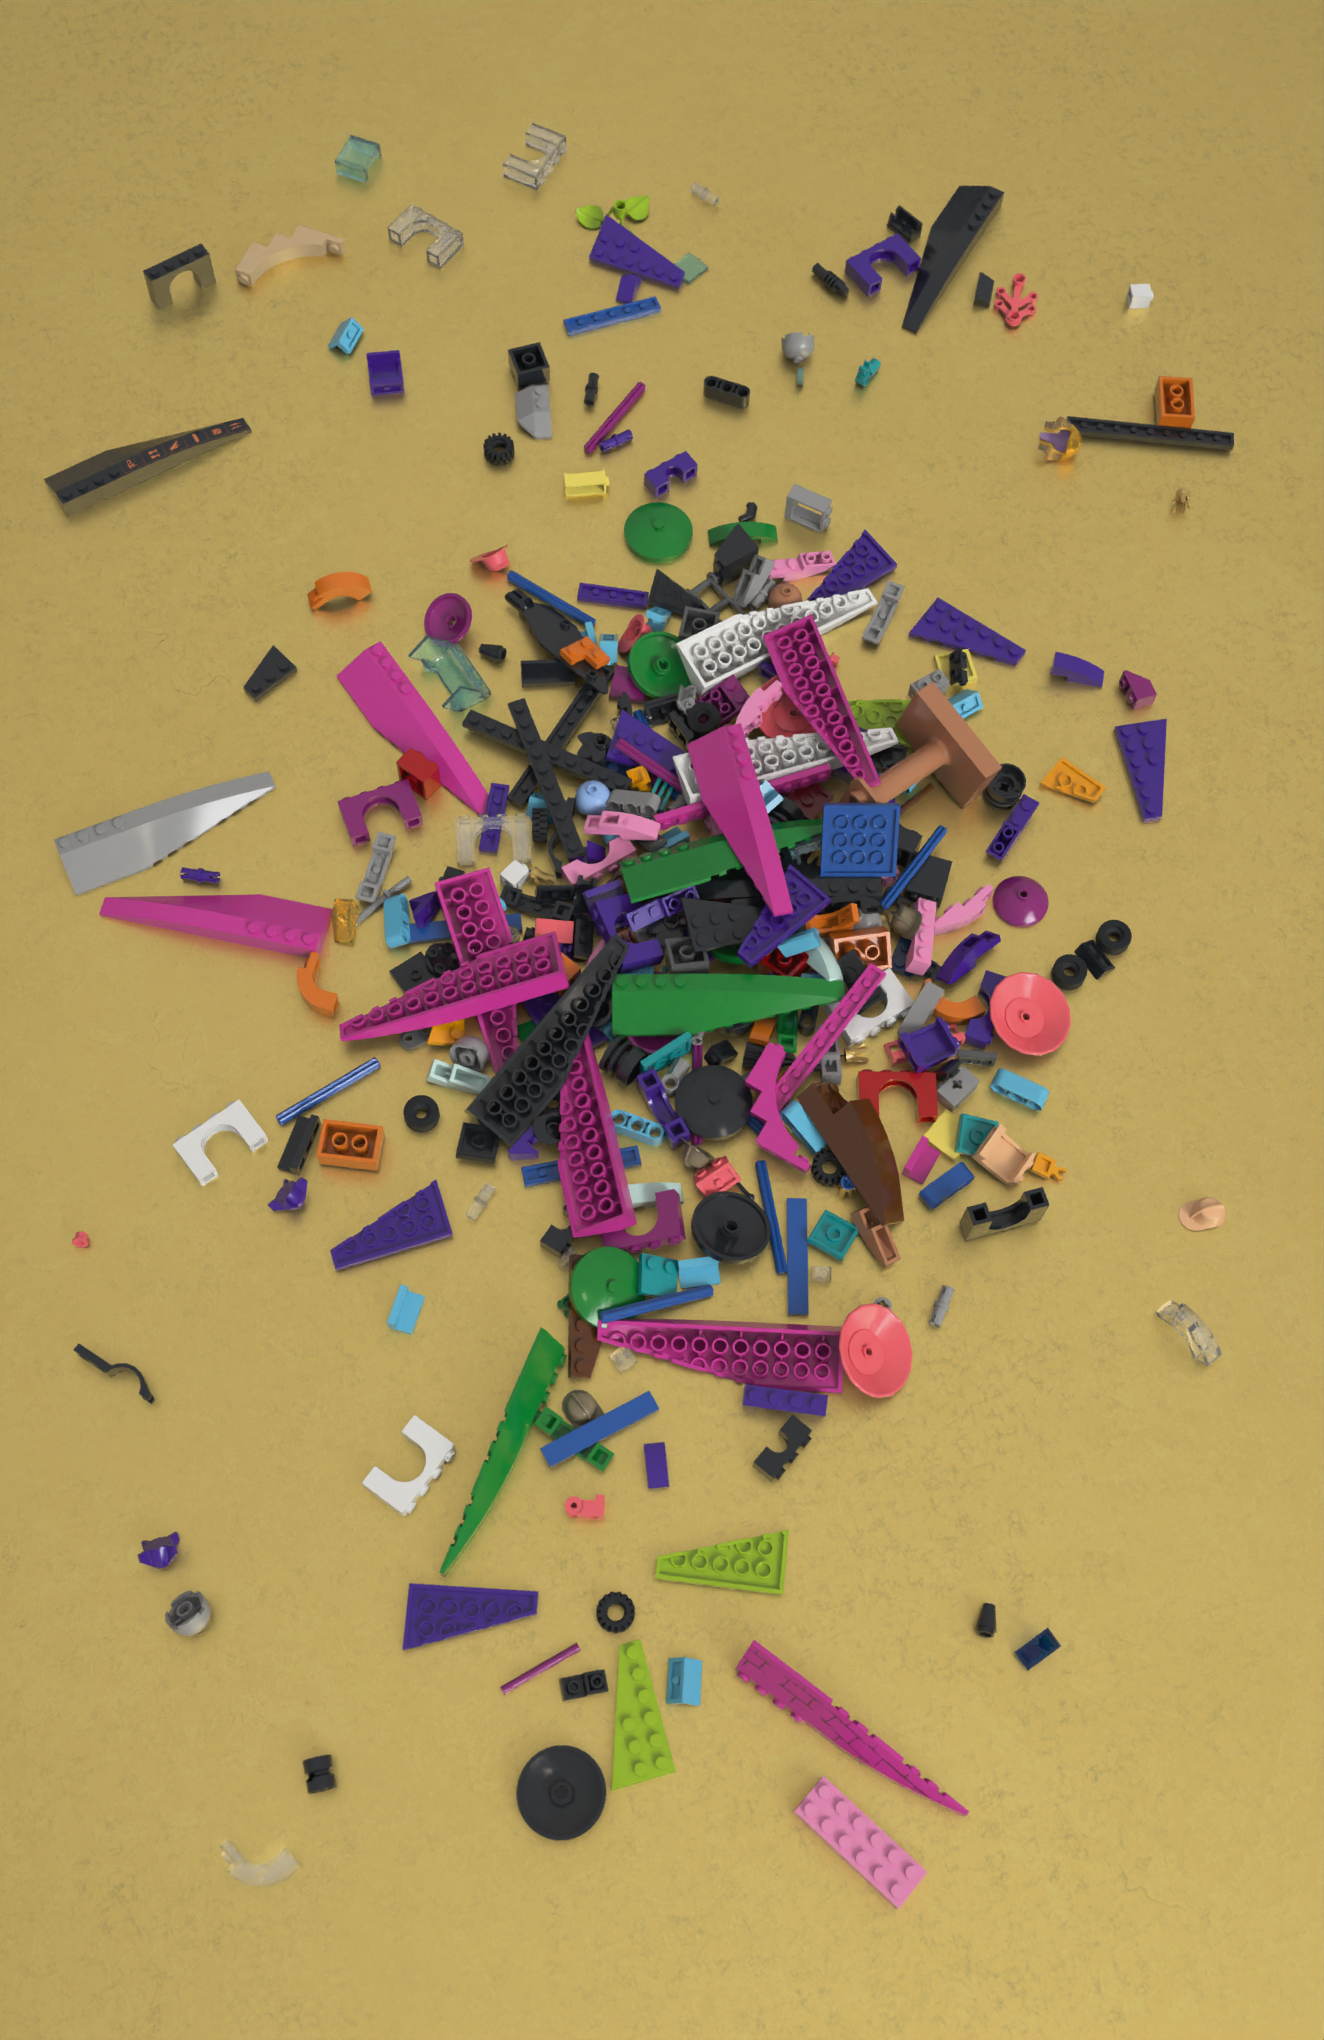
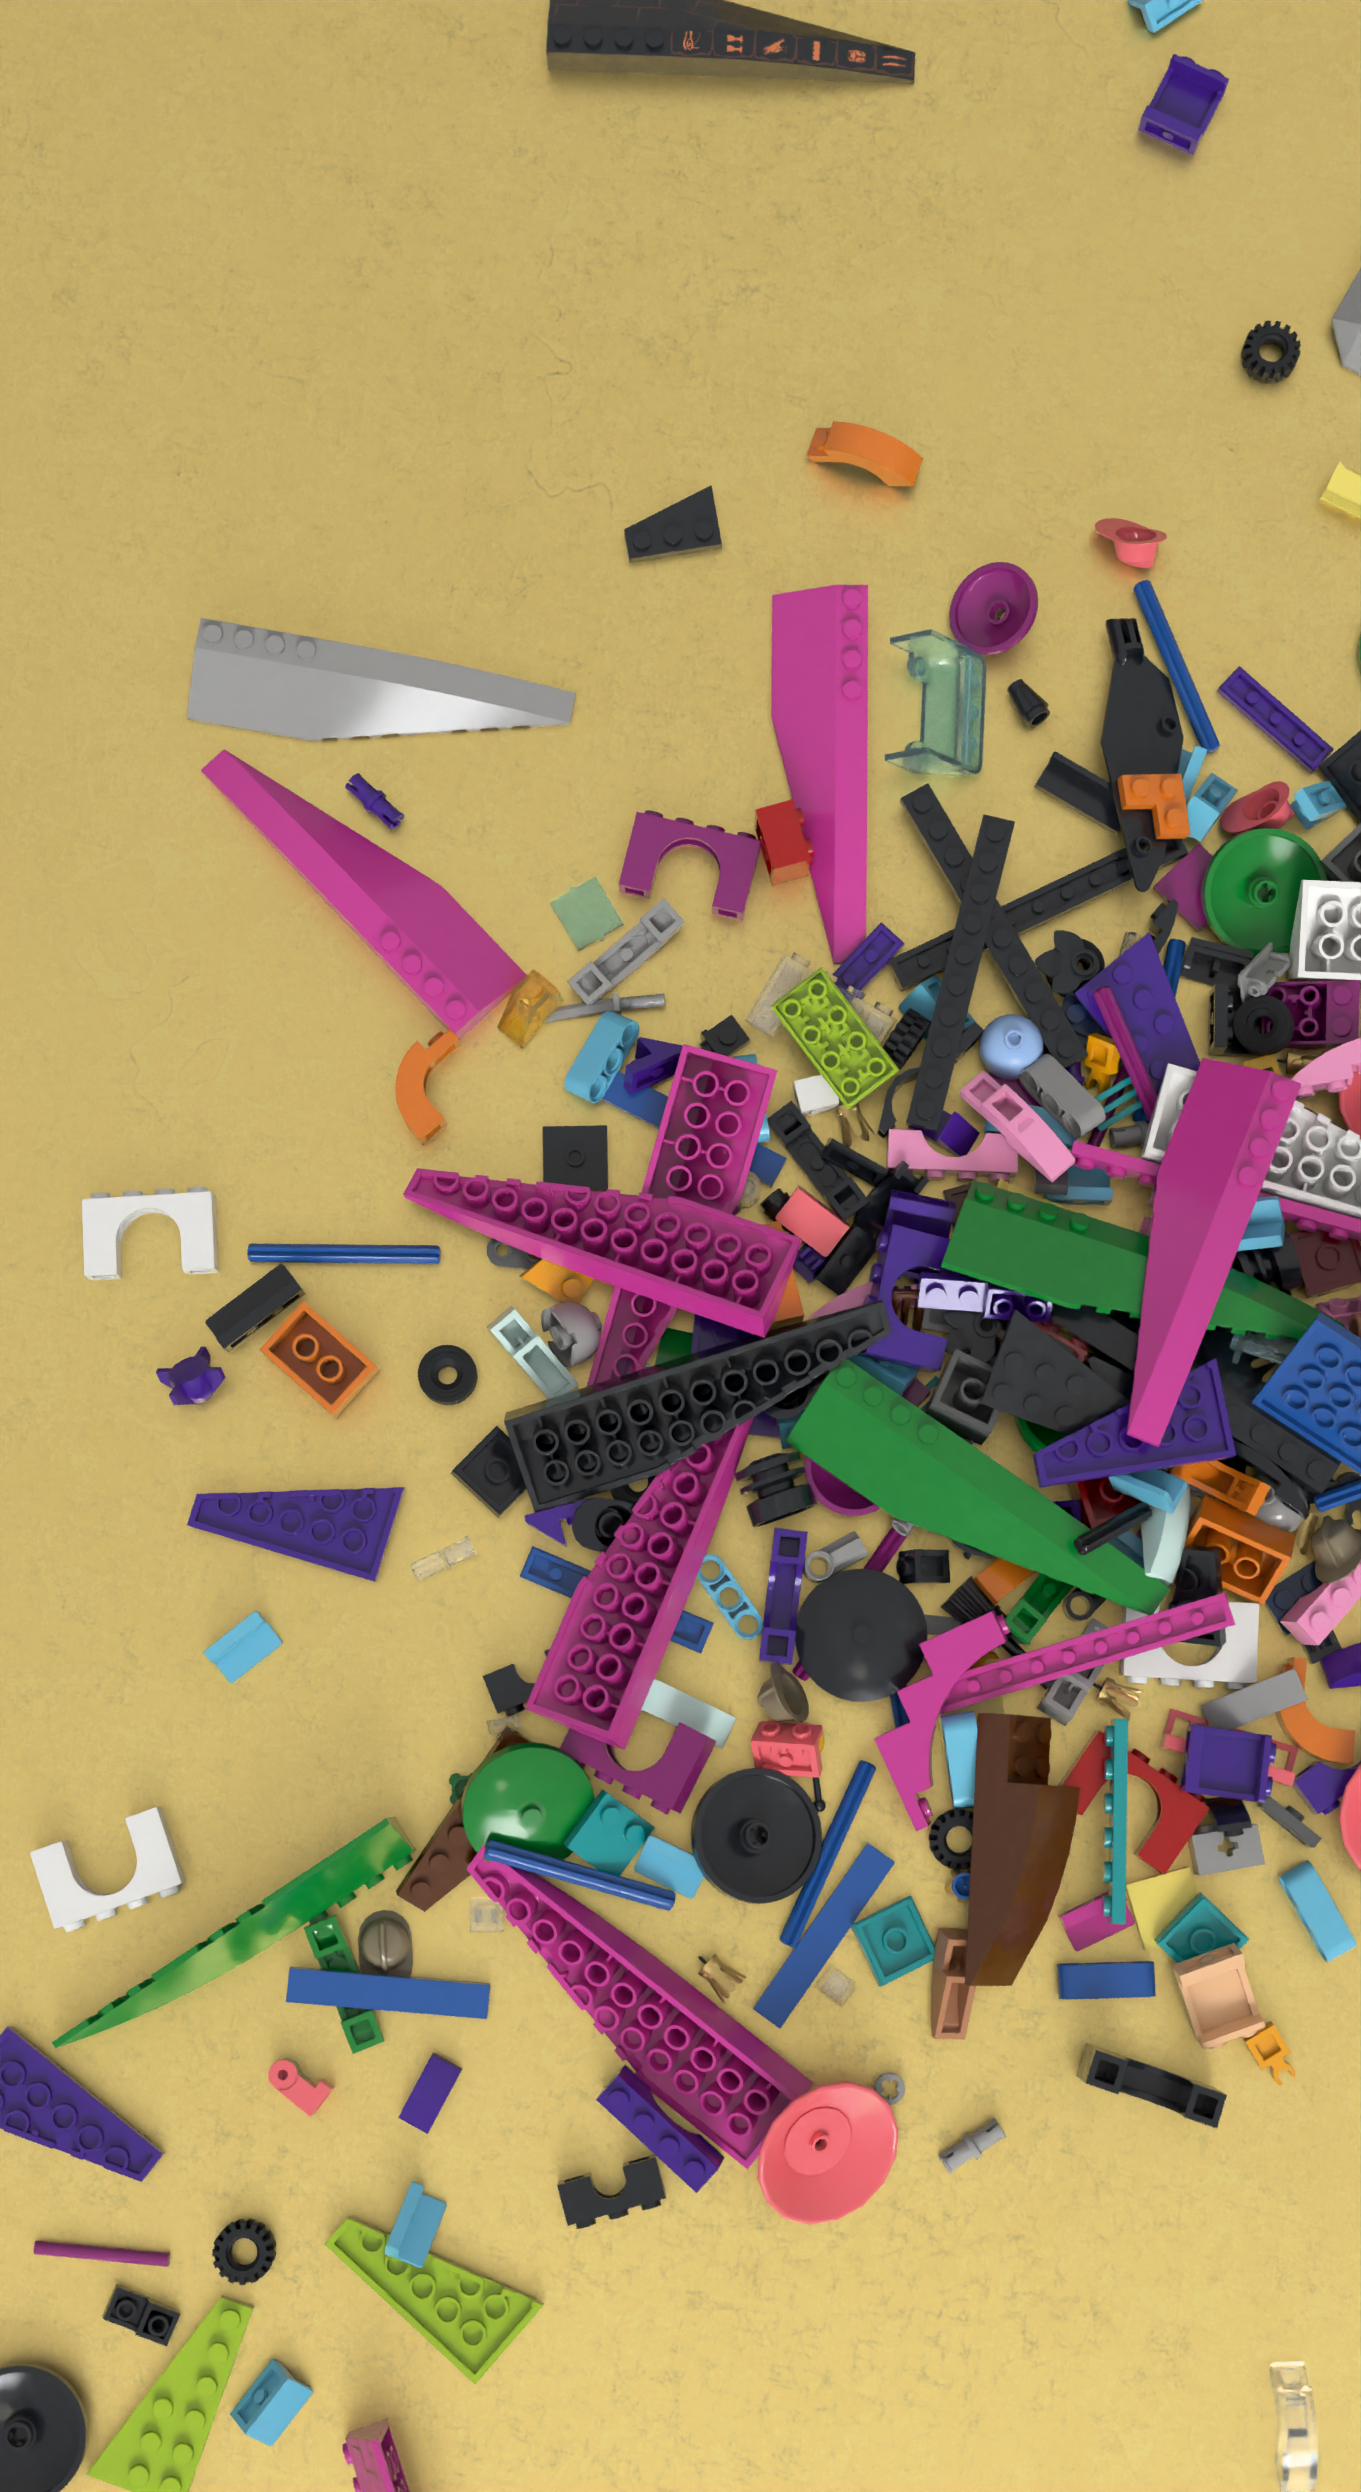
camera: 40 degrees right, 15 degrees up
(343, 865) = (586, 913): none -> clear light blue piece
(441, 958) = (626, 1158): black dish -> none
(506, 840) = (835, 1038): none -> lime tile
(666, 1055) = (839, 1522): teal tile -> none
(695, 1535) = (415, 2227): none -> medium azure panel
(758, 1305) = (719, 1976): none -> pearl gold piece
(797, 969) = (1112, 1528): none -> black axle
(901, 1108) = (1115, 1835): none -> teal plate

